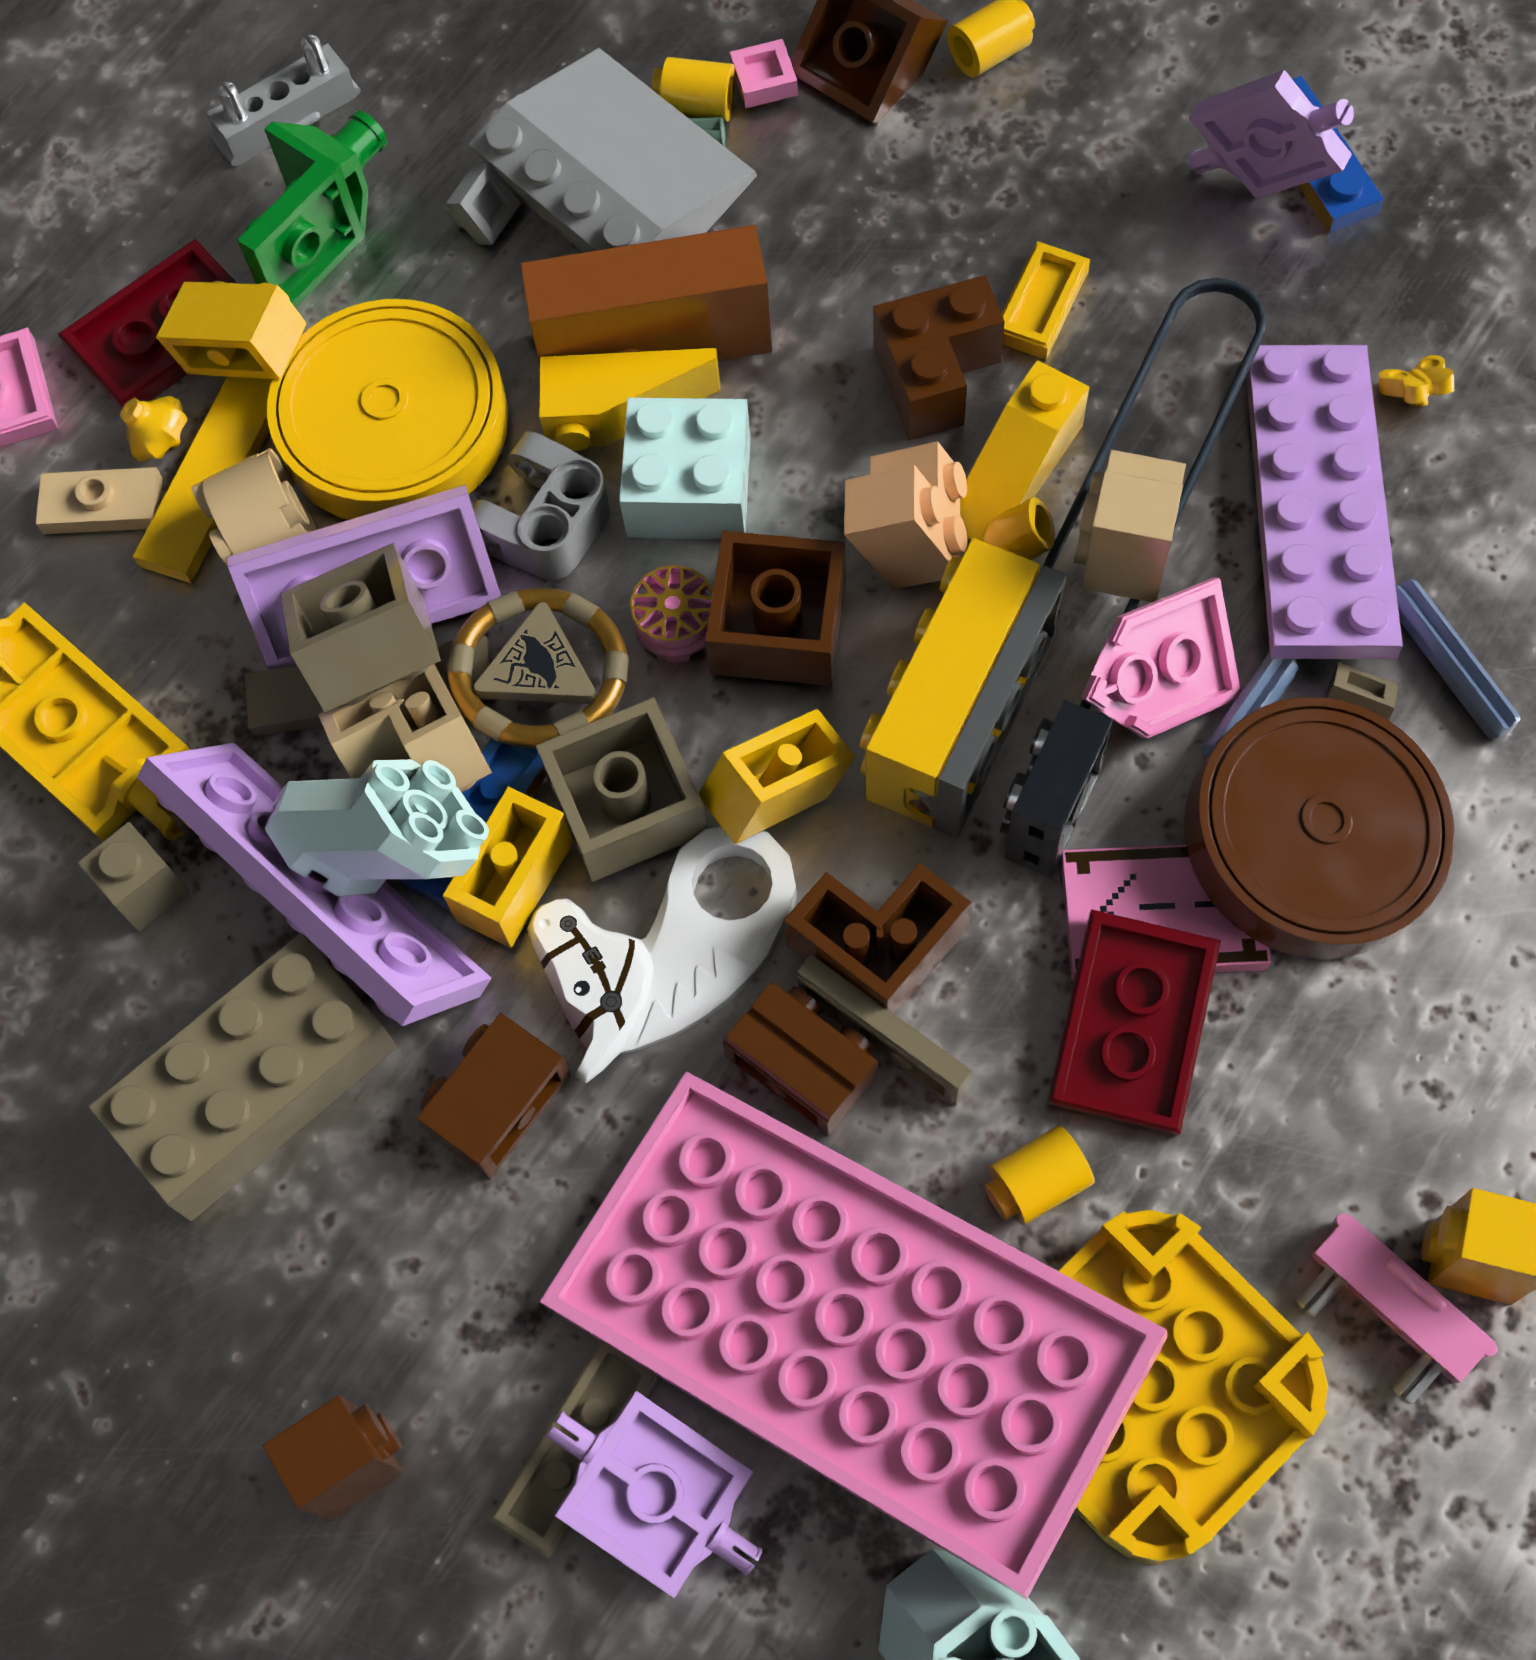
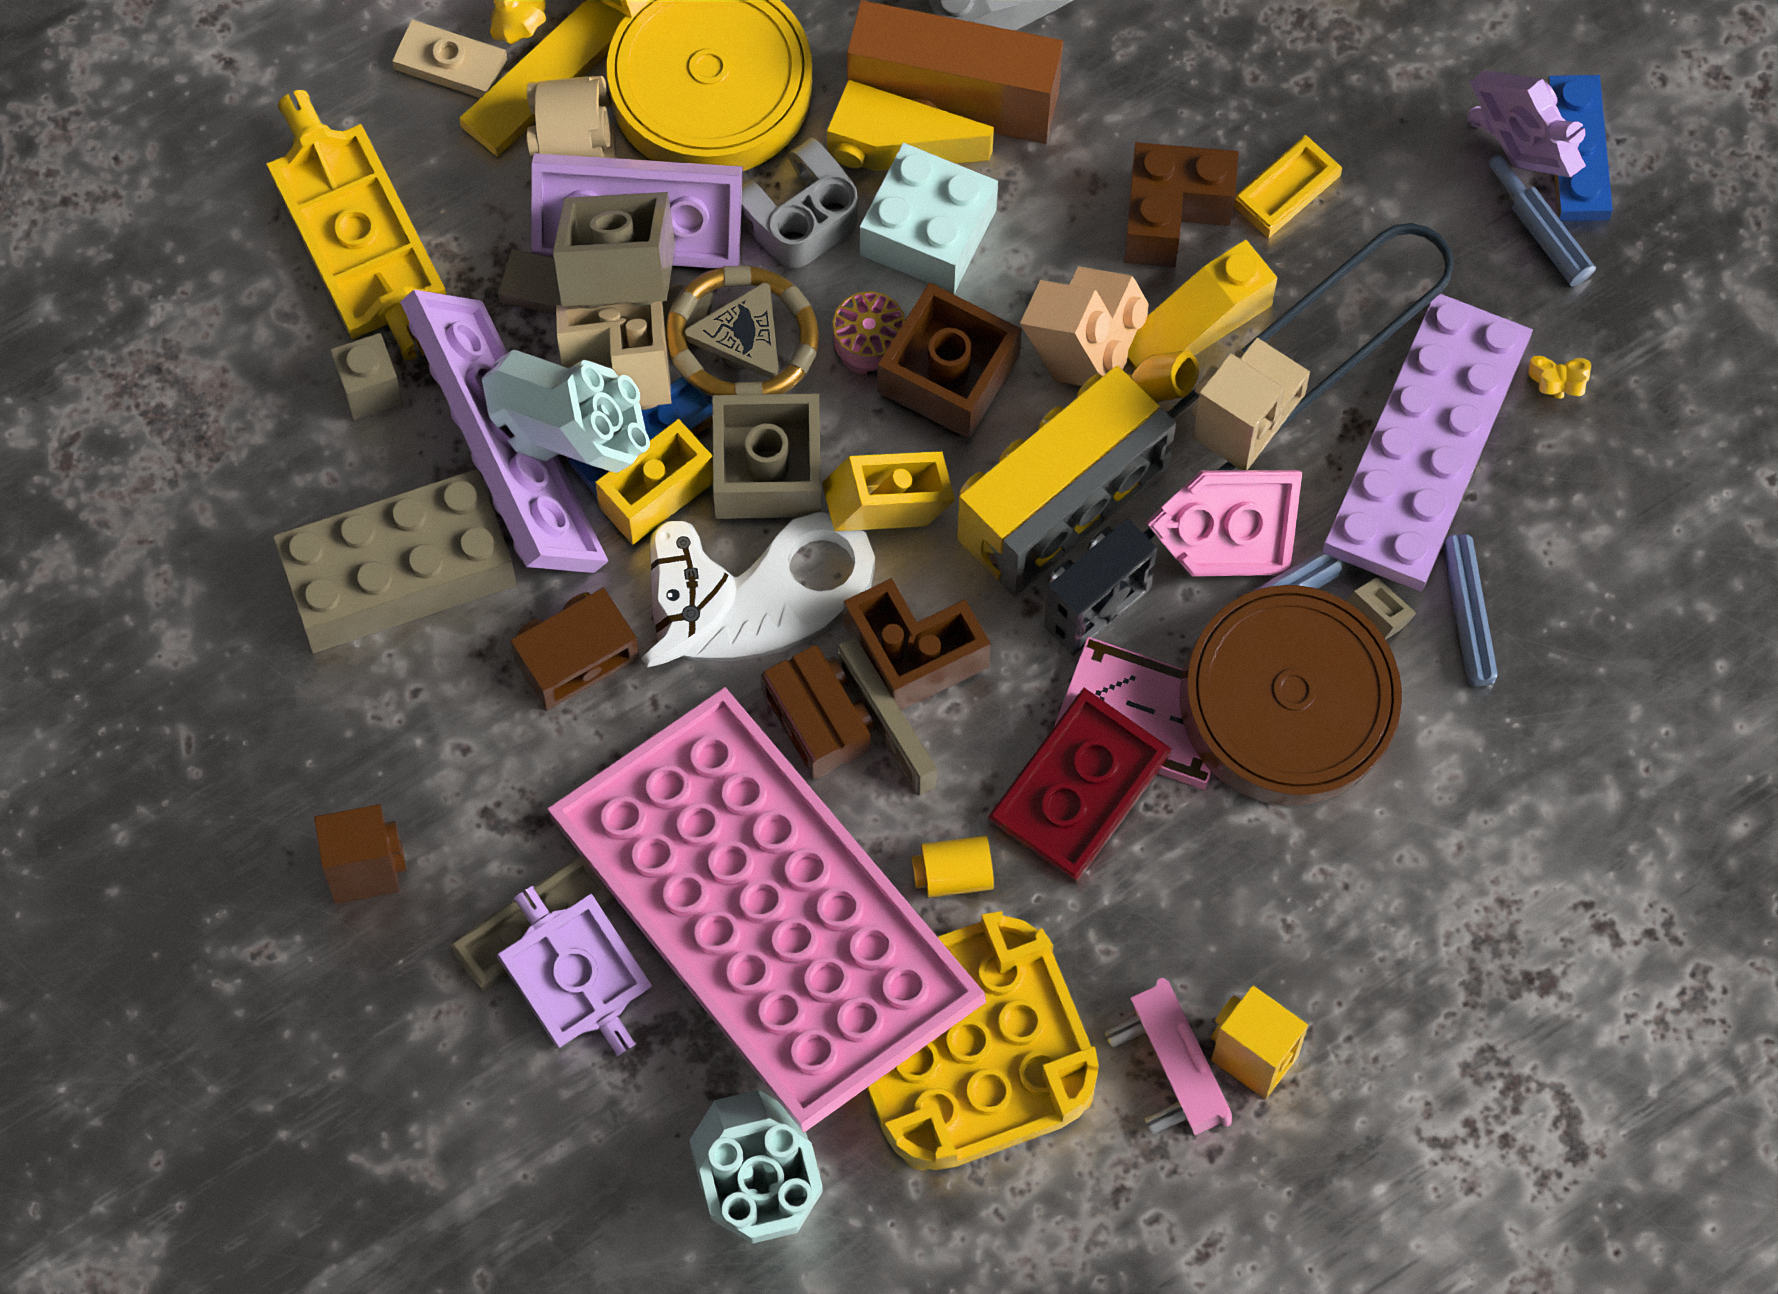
camera: 15 degrees right, 0 degrees up
(1323, 240) = (1545, 226): none -> sand blue axle

